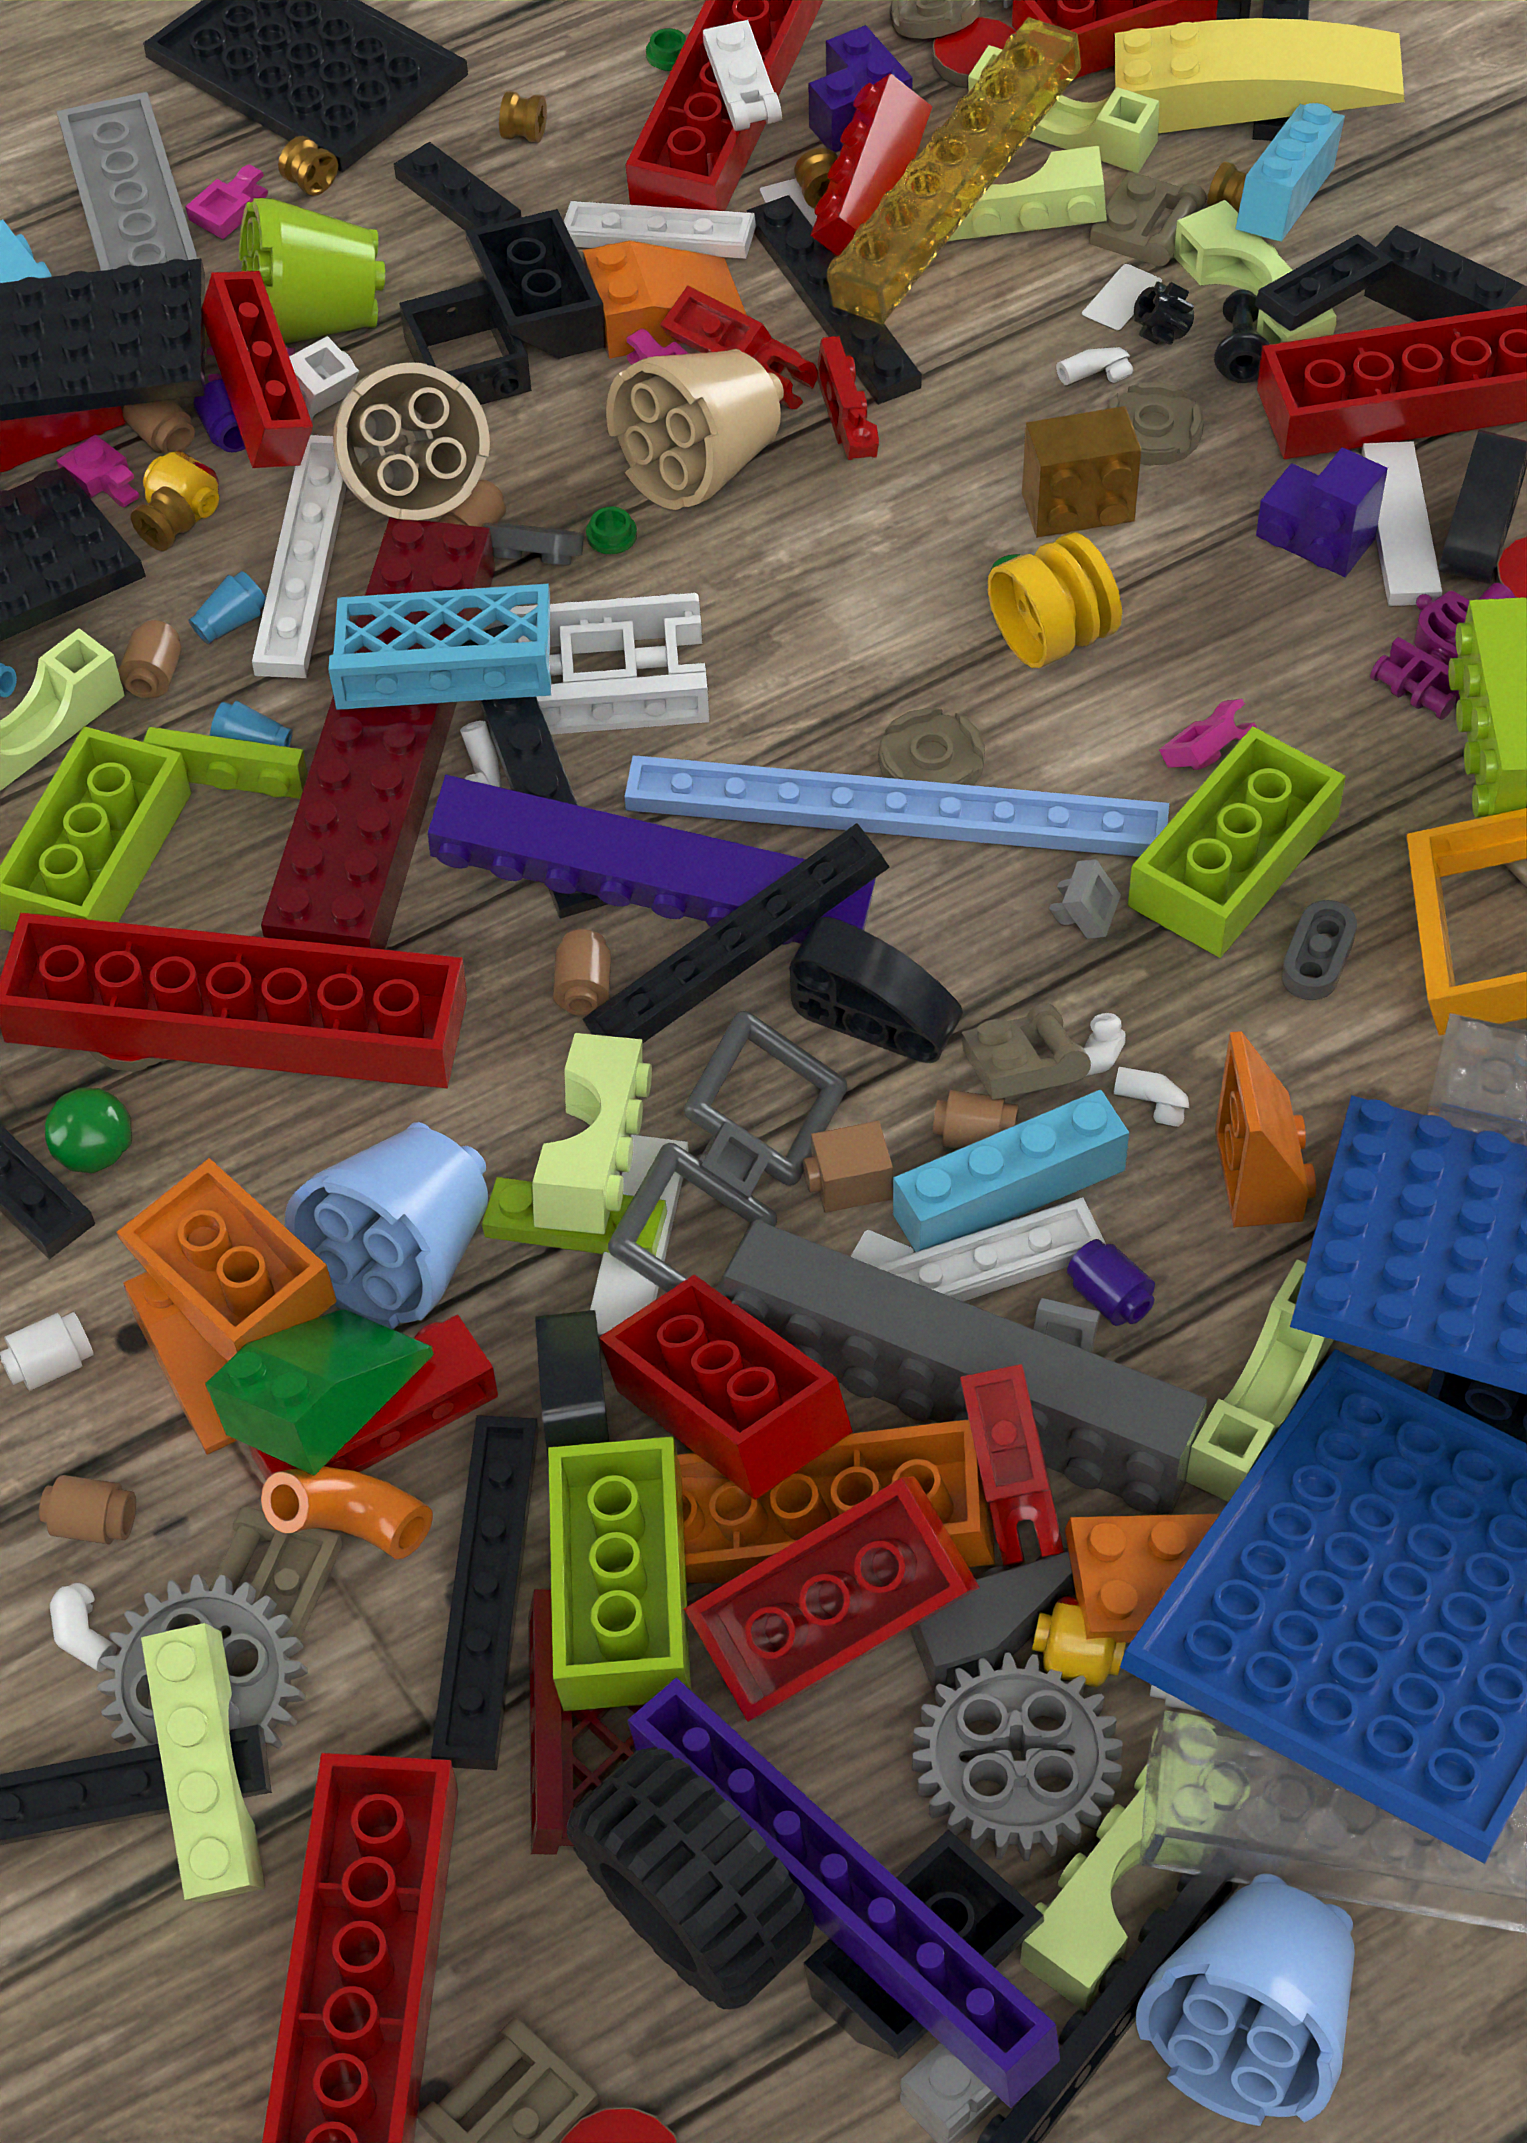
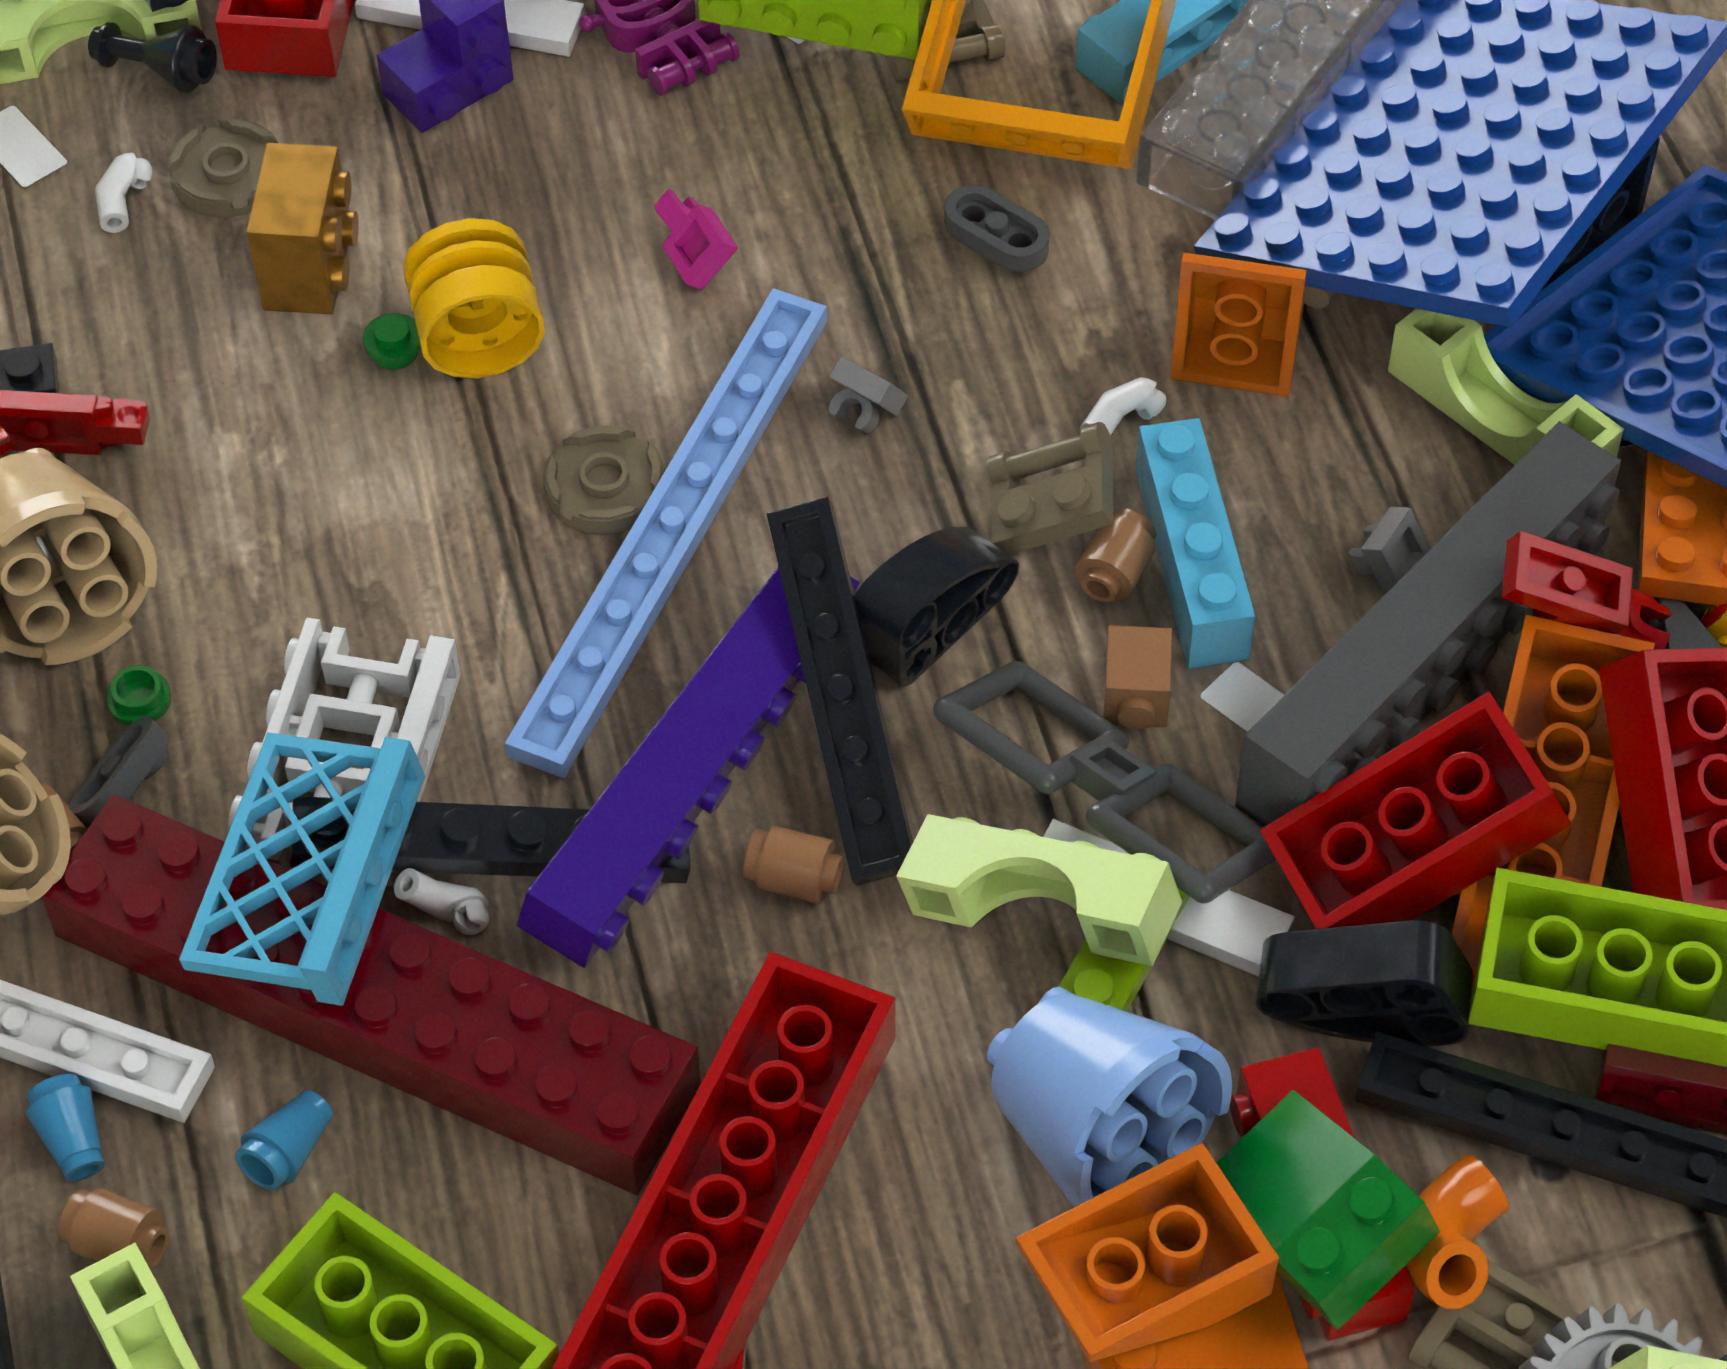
camera: 75 degrees left, 0 degrees up
(236, 763) = (334, 1162): lime plate -> none
(1001, 1253) = (1277, 585): white tile -> none
(1105, 1042) = (1043, 428): white arm -> none
(1111, 1282) = (1343, 497): dark purple brick -> none
(1164, 313) = (71, 113): black gear -> none
(1235, 841) = (853, 244): lime brick -> none

